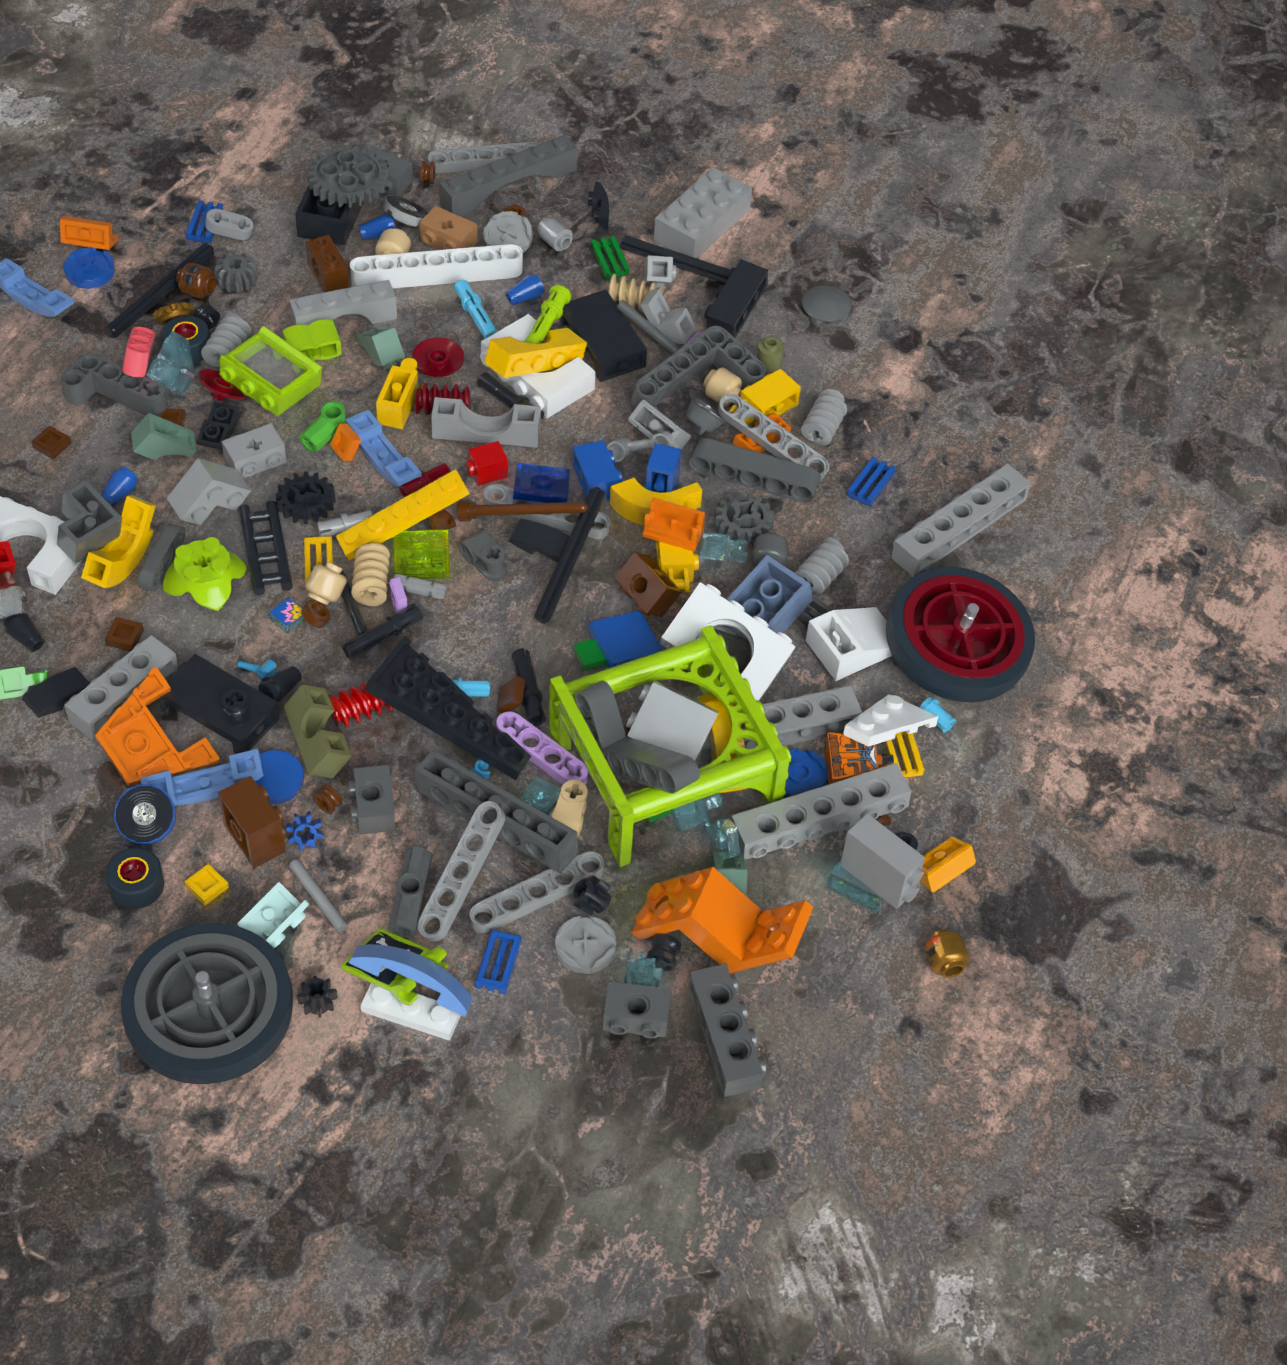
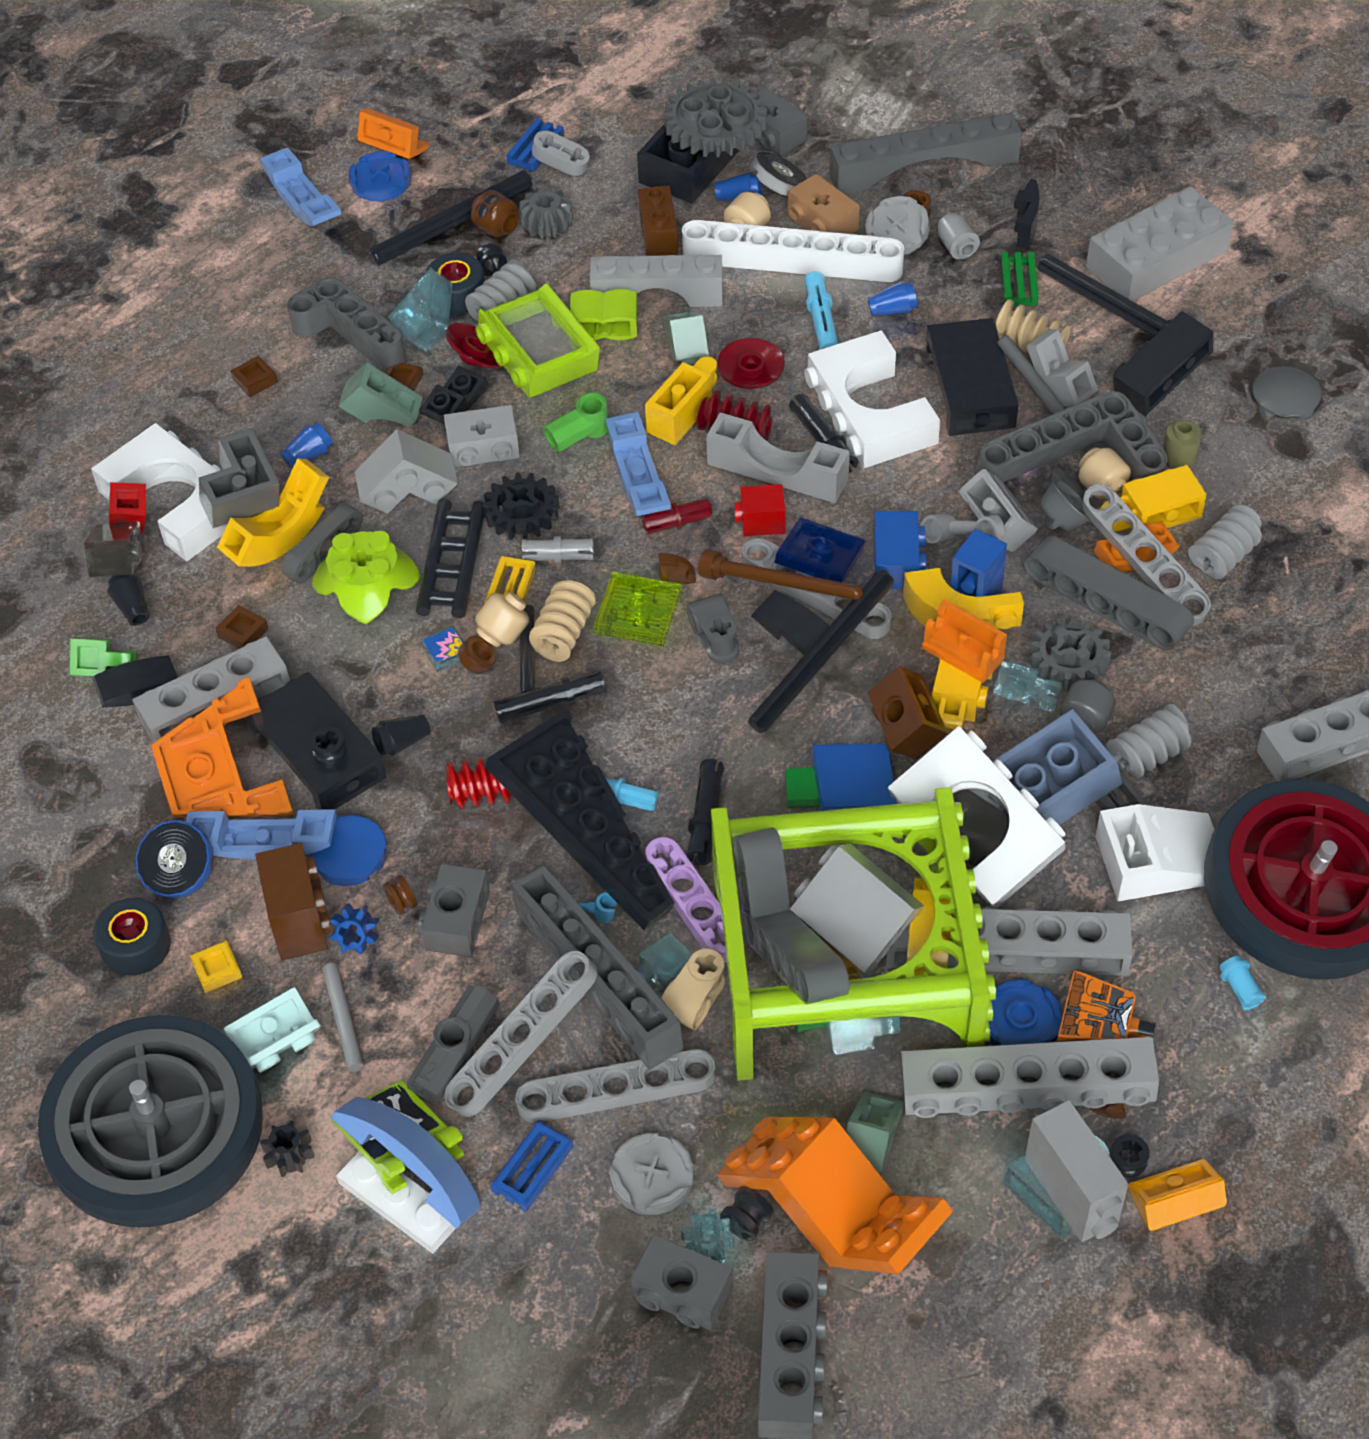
camera: 25 degrees right, 0 degrees up
(138, 352) = (388, 286): coral beam -> none
(172, 311) = (445, 245): pearl gold gear -> none
(262, 671) = (387, 712): dark azure hand -> none
(321, 750) = (413, 829): olive arch -> none
(345, 442) = (595, 447): orange plate -> none
(397, 595) = (584, 653): lavender tile -> none
(404, 513) = (630, 551): yellow plate -> none
(422, 587) = (618, 649): light grey axle -> none
(427, 172) = (826, 131): reddish brown bush -> none
(473, 155) = (890, 117): light grey beam -> none
(511, 695) = (678, 816): reddish brown tile -> none
(515, 358) = (838, 382): yellow arch -> none
(550, 311) = (908, 331): lime pin -> none
(591, 895) = (680, 1110): black gear -> none
(659, 271) = (1073, 308): light grey brick -> none
(725, 836) = (884, 1077): clear light blue plate -> none
(879, 468) = (1281, 625): blue tile -> none
(886, 719) = (1165, 971): white wing -> none
(913, 750) = (1177, 991): yellow tile -> none
(947, 953) = (1135, 1324): pearl gold head -> none

